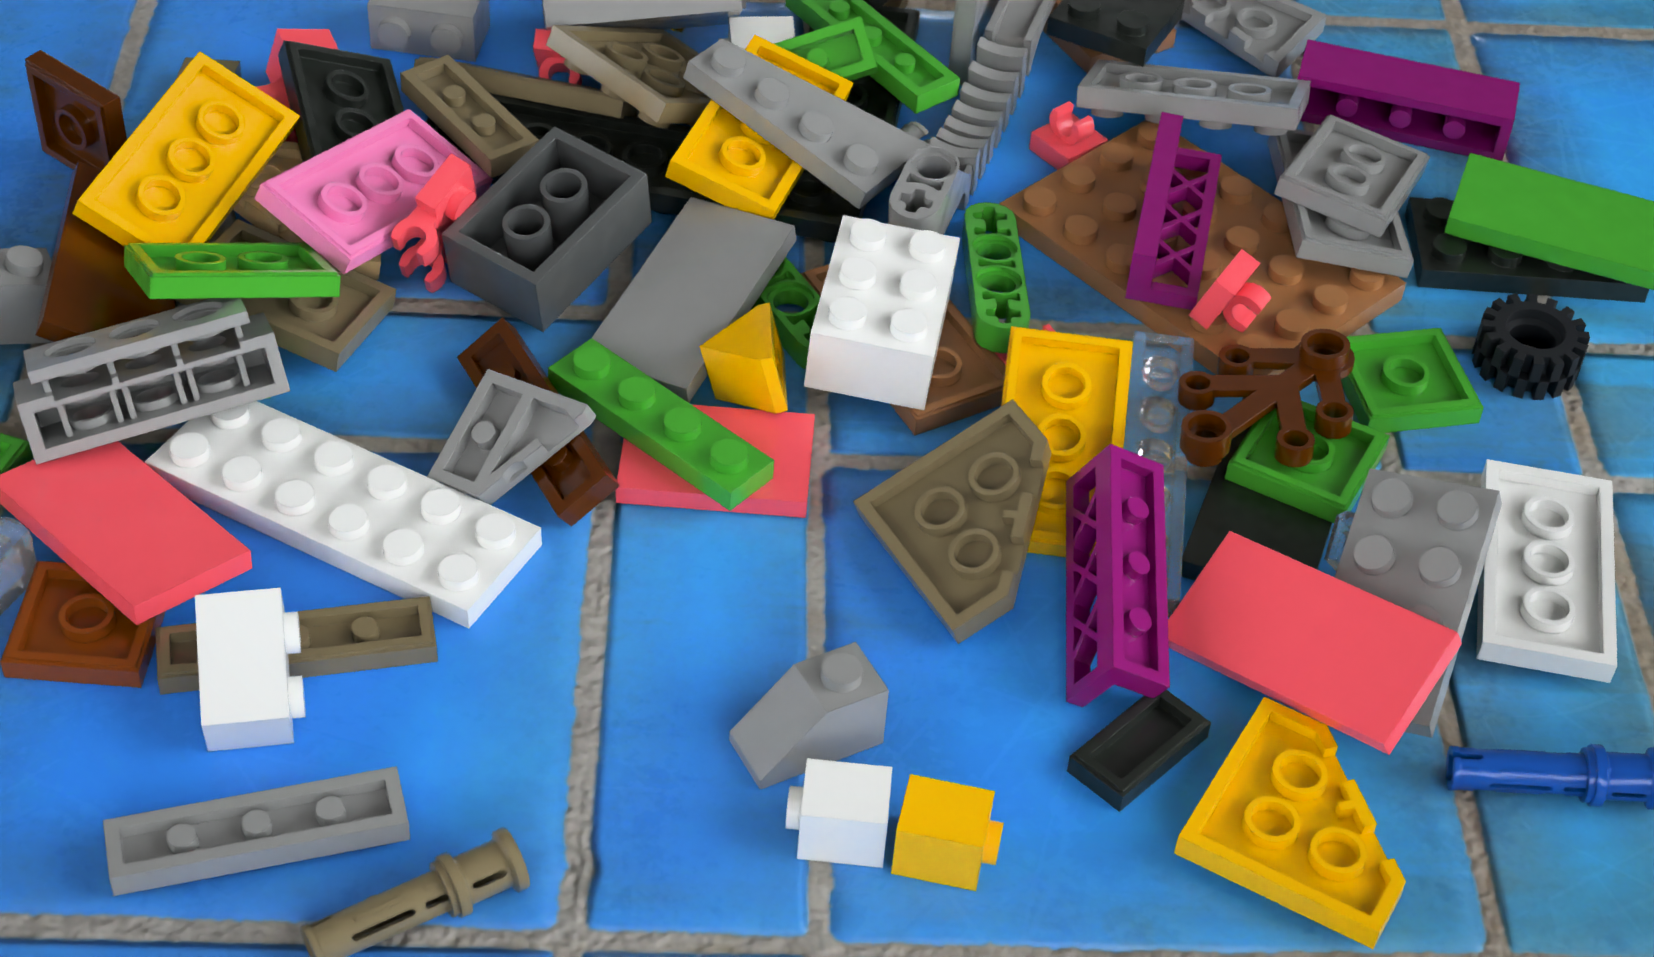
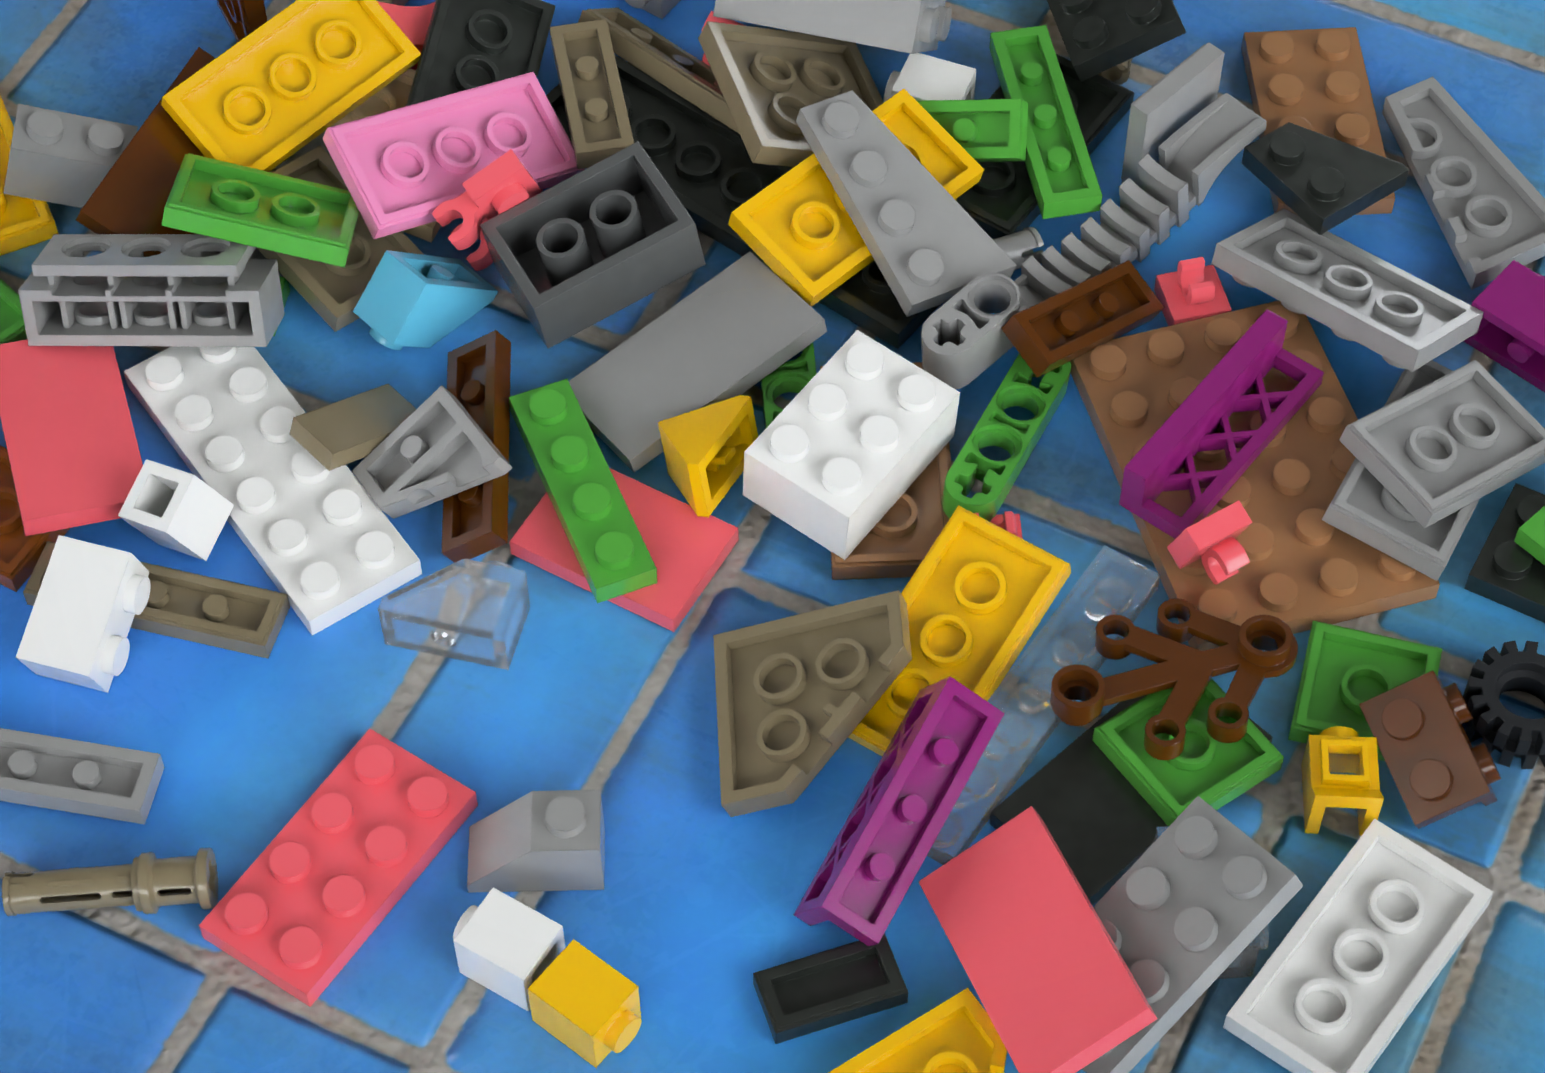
camera: 30 degrees right, 10 degrees up
(285, 550) = (176, 509): none -> white brick
(404, 322) = (420, 299): none -> medium azure slope
(409, 437) = (351, 426): none -> dark tan tile
(611, 557) = (460, 613): none -> clear slope
(626, 811) = (339, 867): none -> coral plate
(1002, 172) = (1082, 318): none -> reddish brown plate
(1436, 433) = (1340, 773): none -> yellow window
(1492, 394) = (1429, 750): none -> reddish brown bracket

